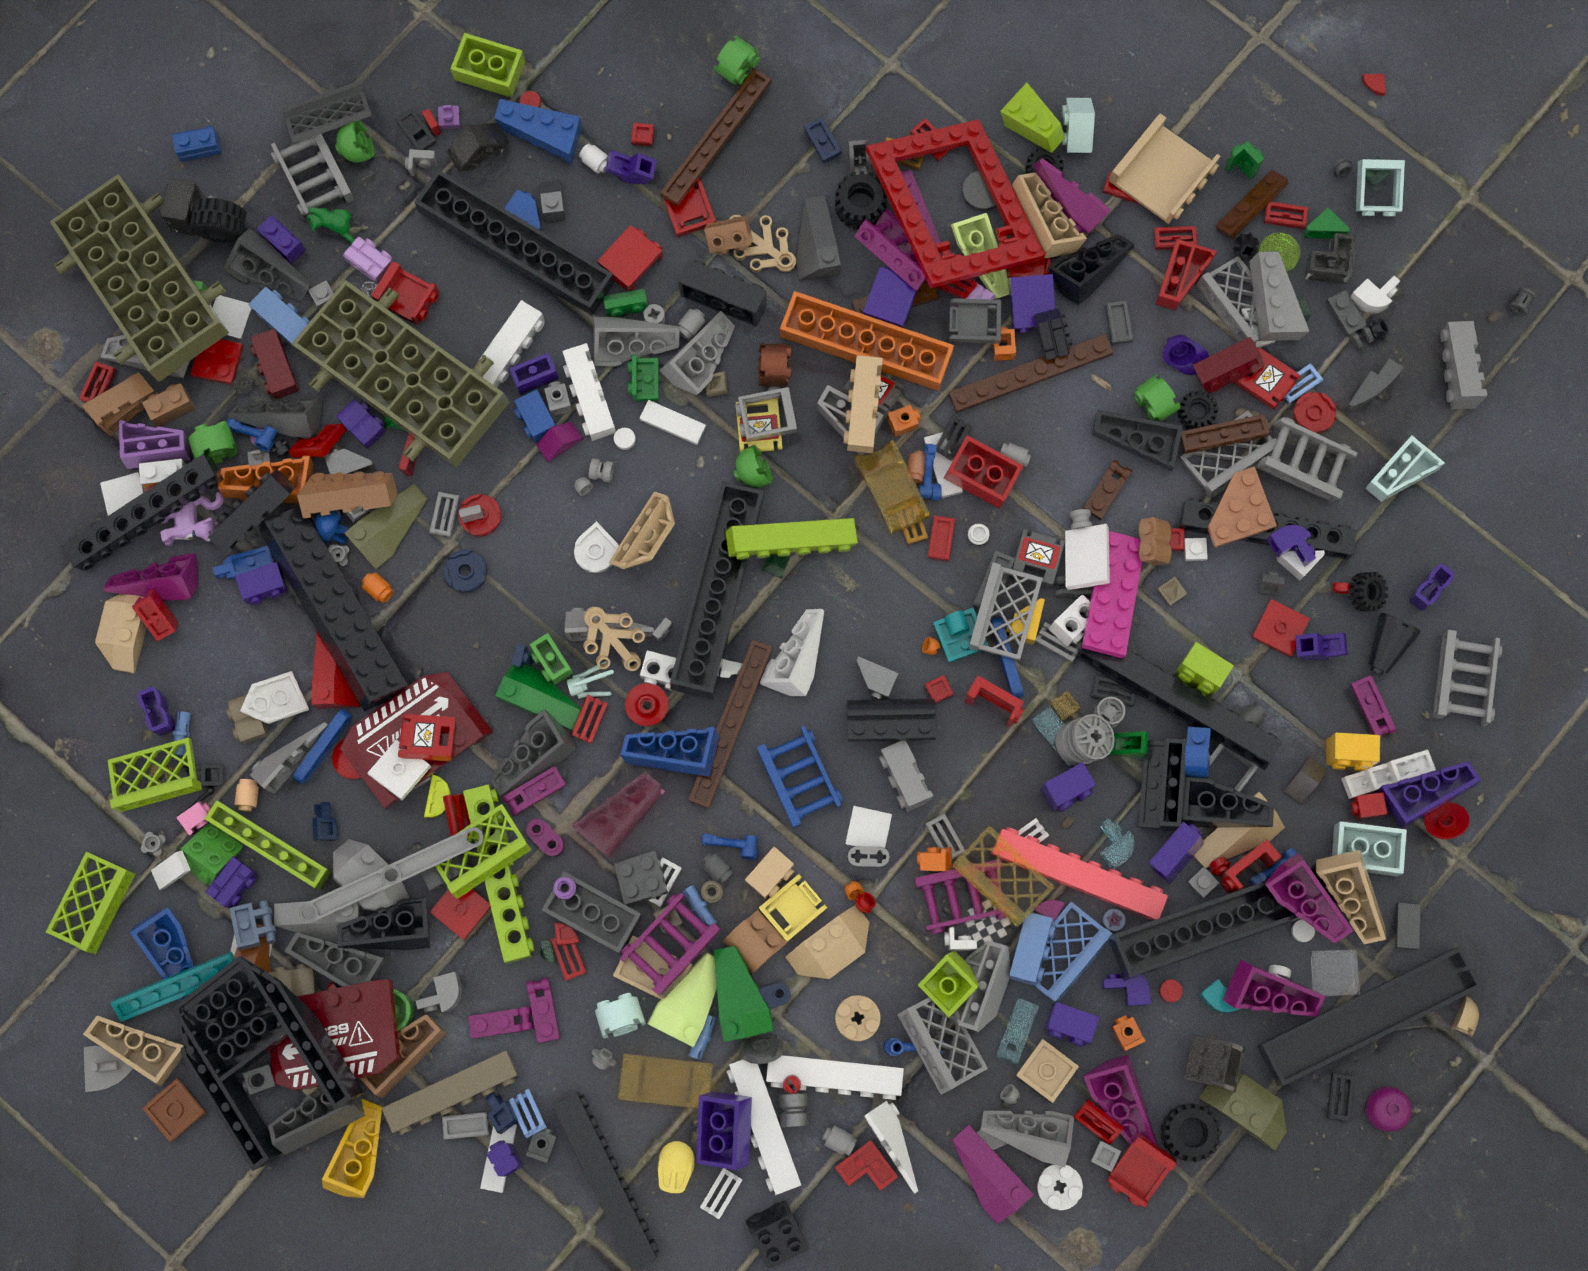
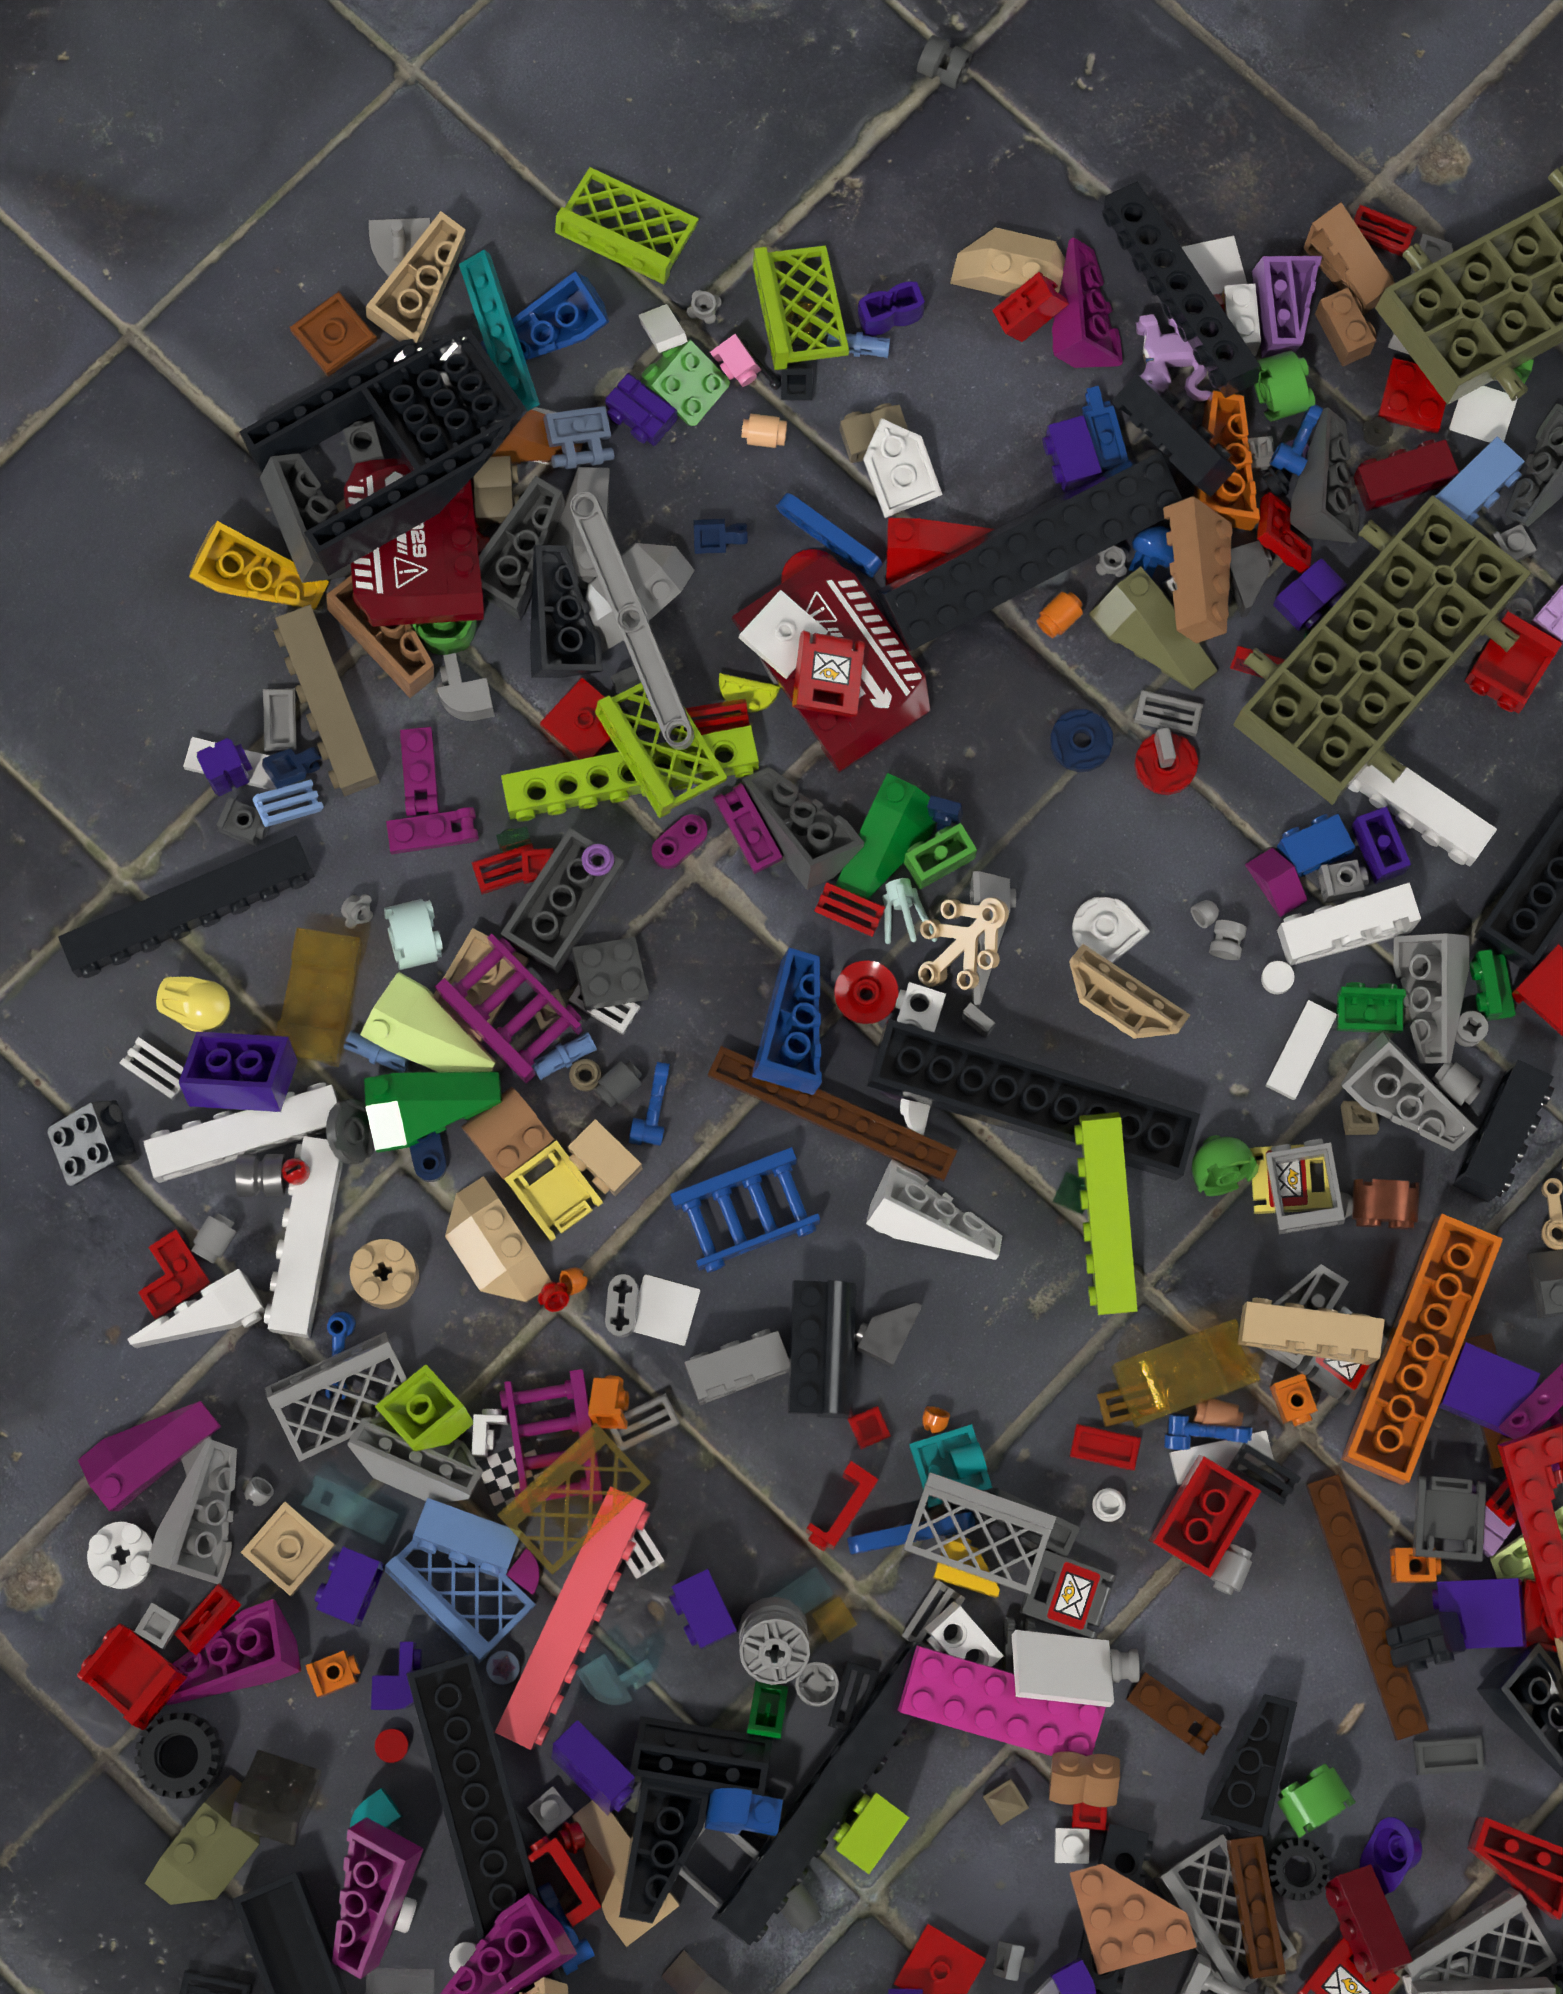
camera: 90 degrees right, 0 degrees up
(268, 845) = (689, 458): lime brick -> none
(280, 765) = (798, 470): light grey wedge -> none
(619, 814) = (704, 945): clear pink wedge -> none

